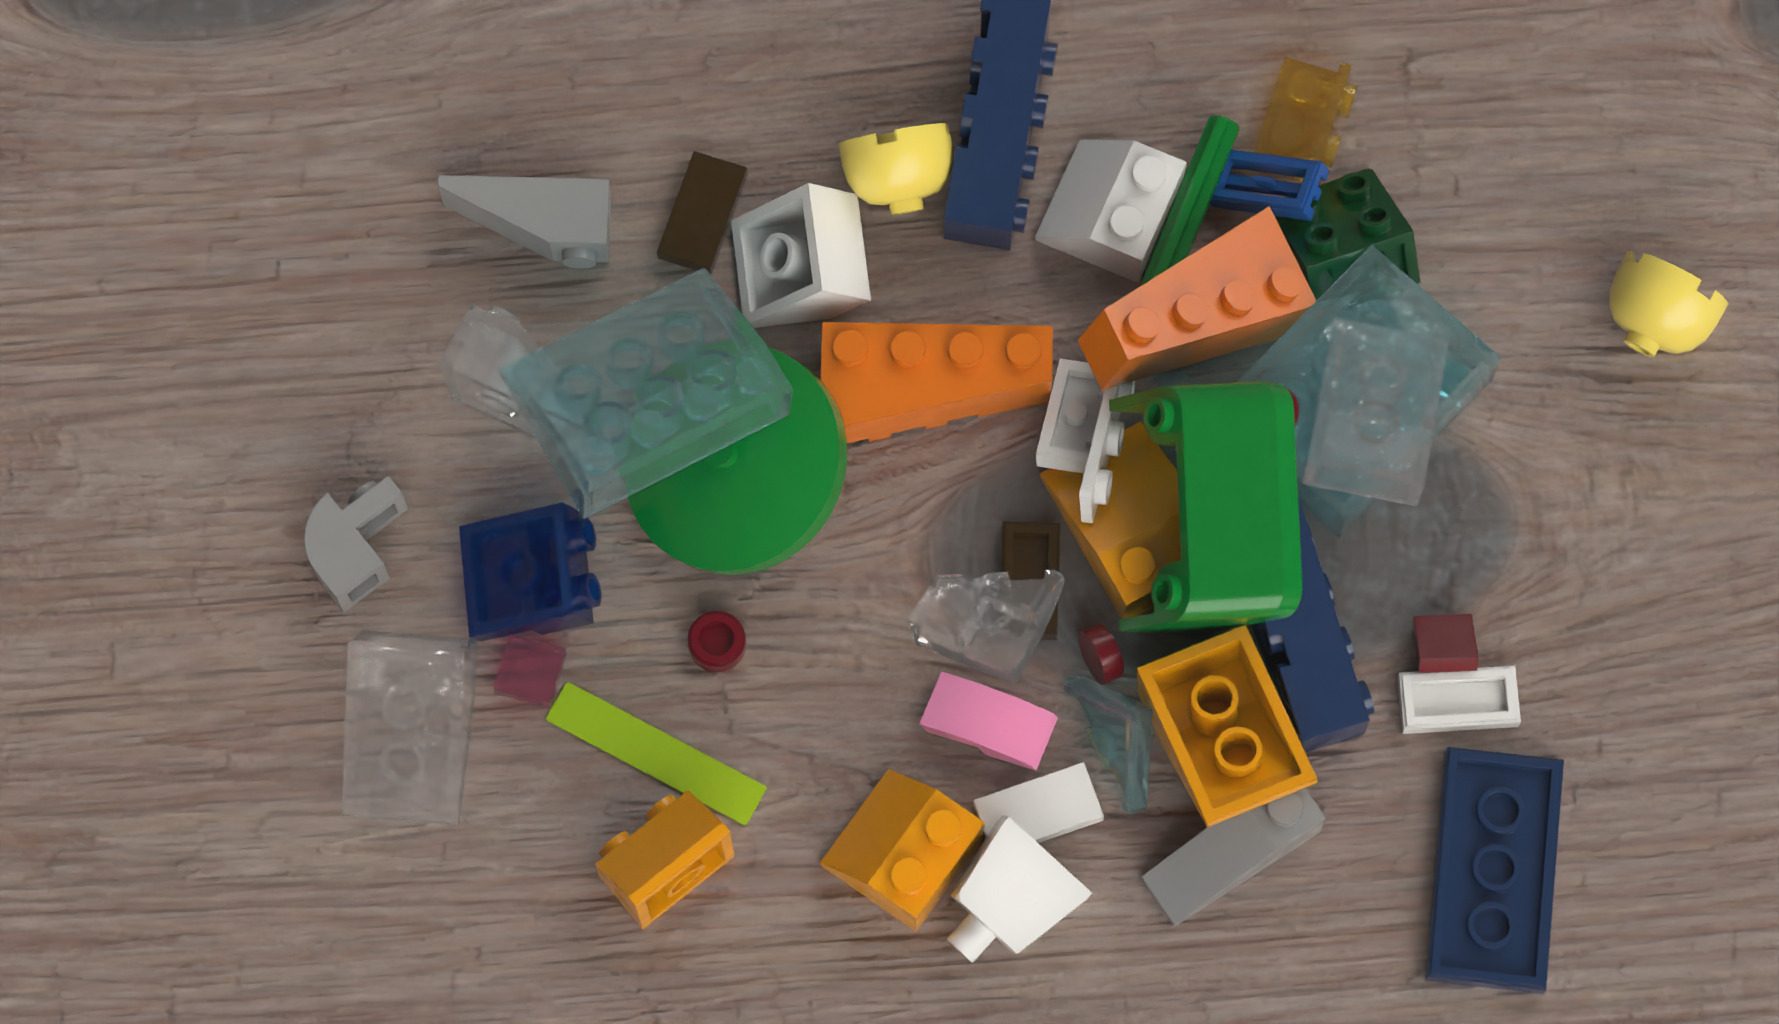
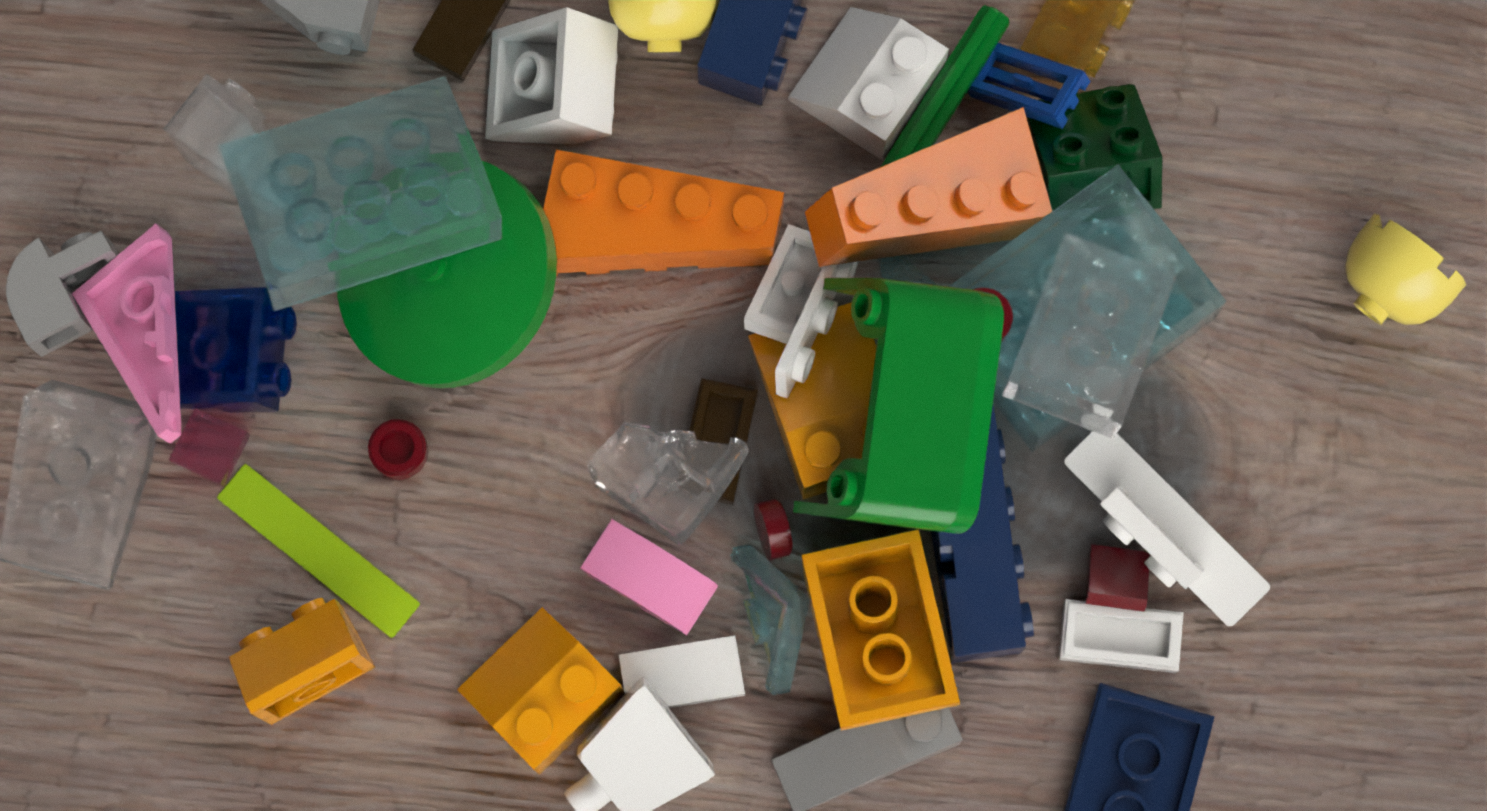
camera: 10 degrees right, 5 degrees up
(436, 555) = (135, 320): none -> bright pink wing
(1483, 584) = (1166, 526): none -> white bracket

